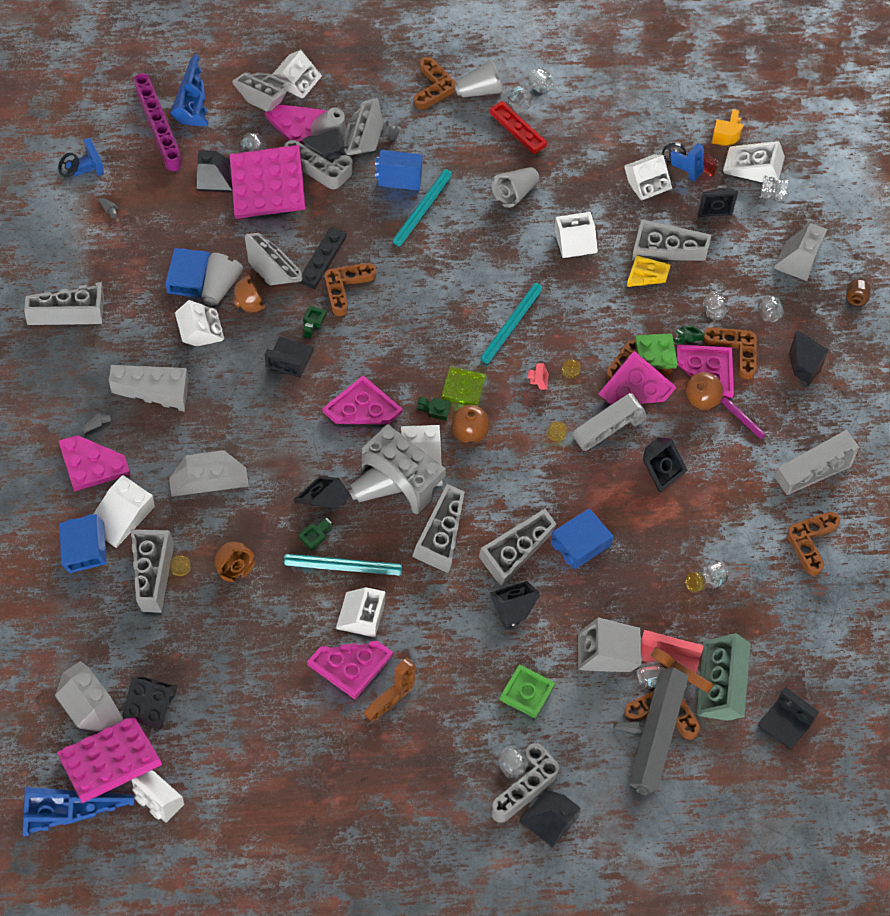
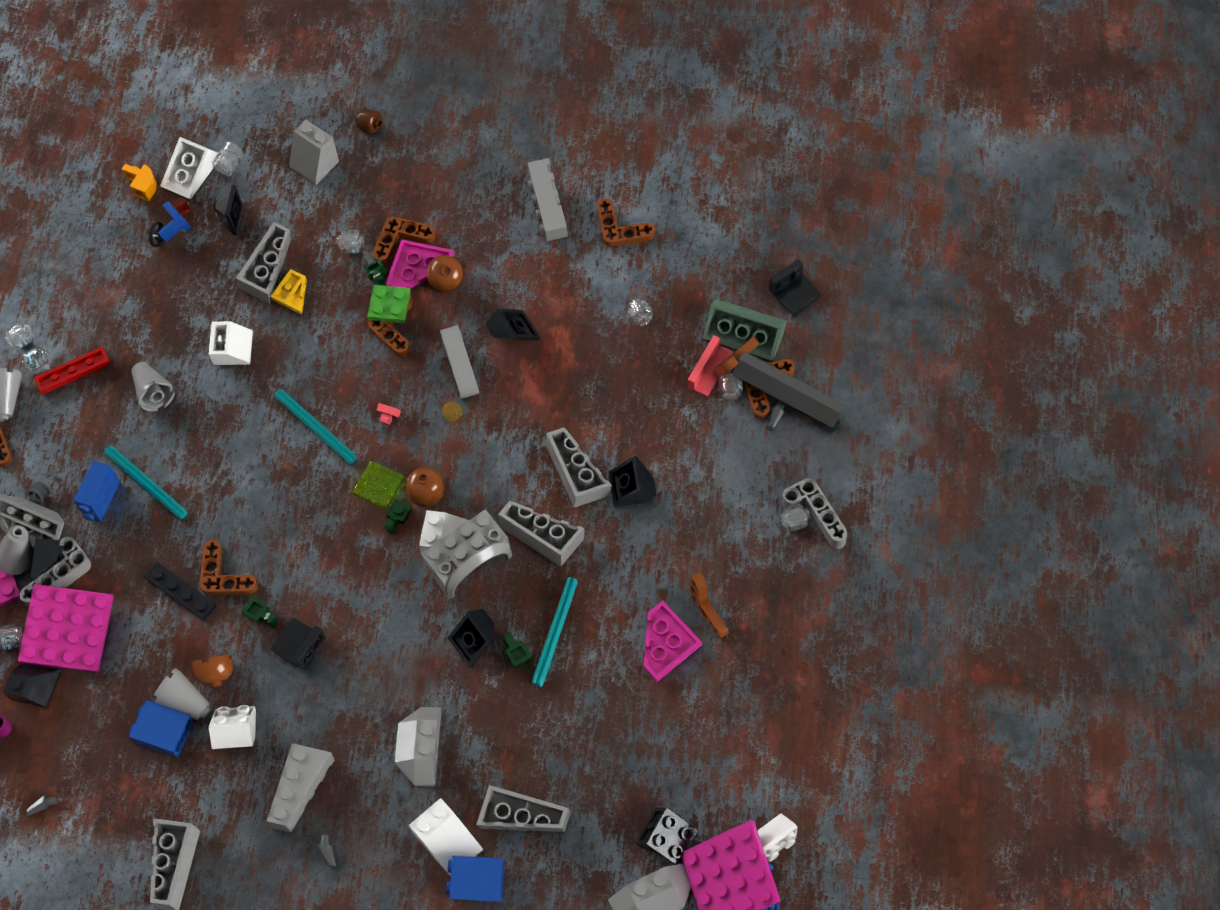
camera: 70 degrees left, 5 degrees up
(91, 463) = (375, 863): dark pink plate -> none
(180, 565) = (520, 785): clear yellow tile -> none
(234, 560) = (530, 731): dark orange cylinder -> none
(270, 261) = (177, 639): light grey wedge -> none
(362, 405) = (377, 581): dark pink plate -> none
(362, 611) = (614, 620): white slope -> none
(373, 485) = (477, 586): light grey cone -> none
(527, 691) = (725, 492): bright green plate -> none
(551, 816) = (851, 497): black slope -> none
(571, 368) = (383, 384): clear yellow tile -> none
(581, 539) = (578, 412): blue brick -> none
(609, 647) = (696, 414): light grey slope -> none
(637, 378) = (421, 329): dark pink plate -> none
(648, 176) = (175, 264): white slope -> none
(695, 581) = (644, 329): clear yellow tile -> none
(742, 417) = (478, 250): magenta bar -> none
(770, 308) = (366, 196): clear head -> none
(806, 357) = (432, 180): black slope -> none

